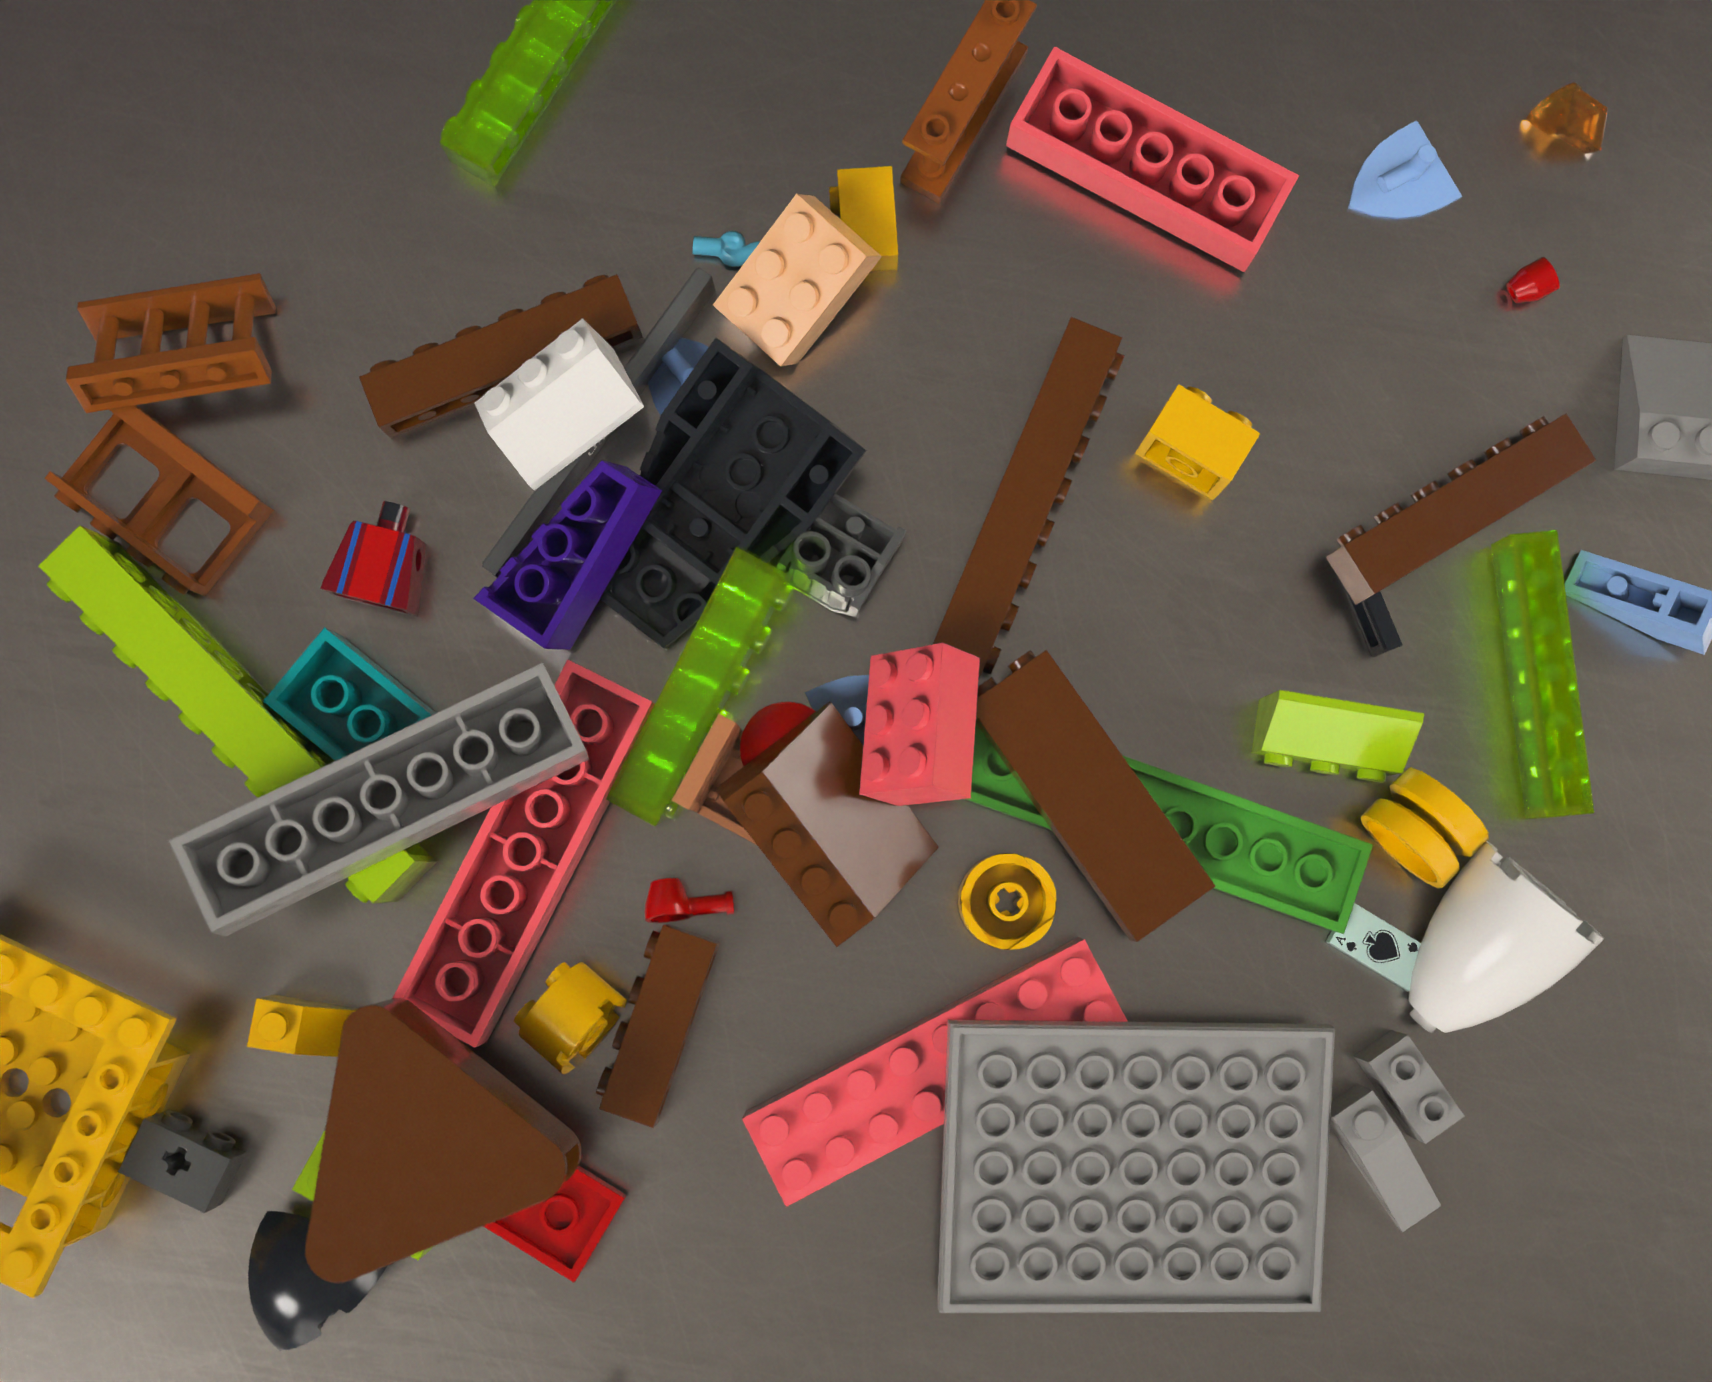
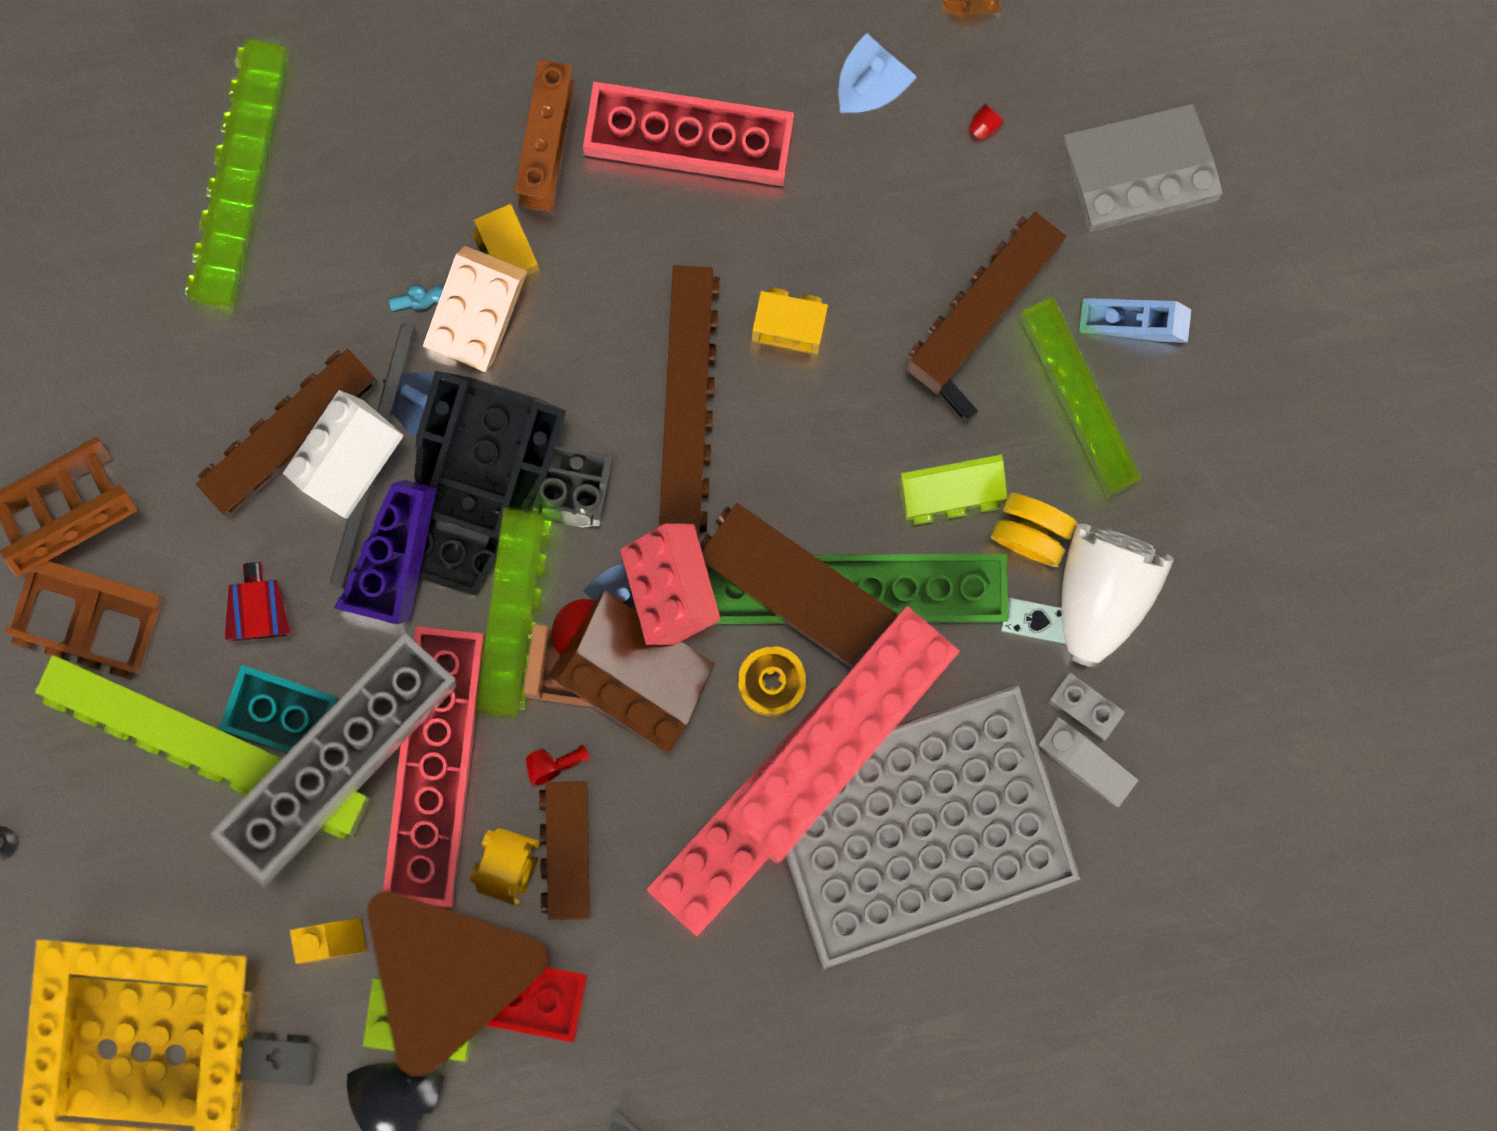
camera: 25 degrees left, 0 degrees up
(1079, 1016) = (841, 735): none -> coral brick

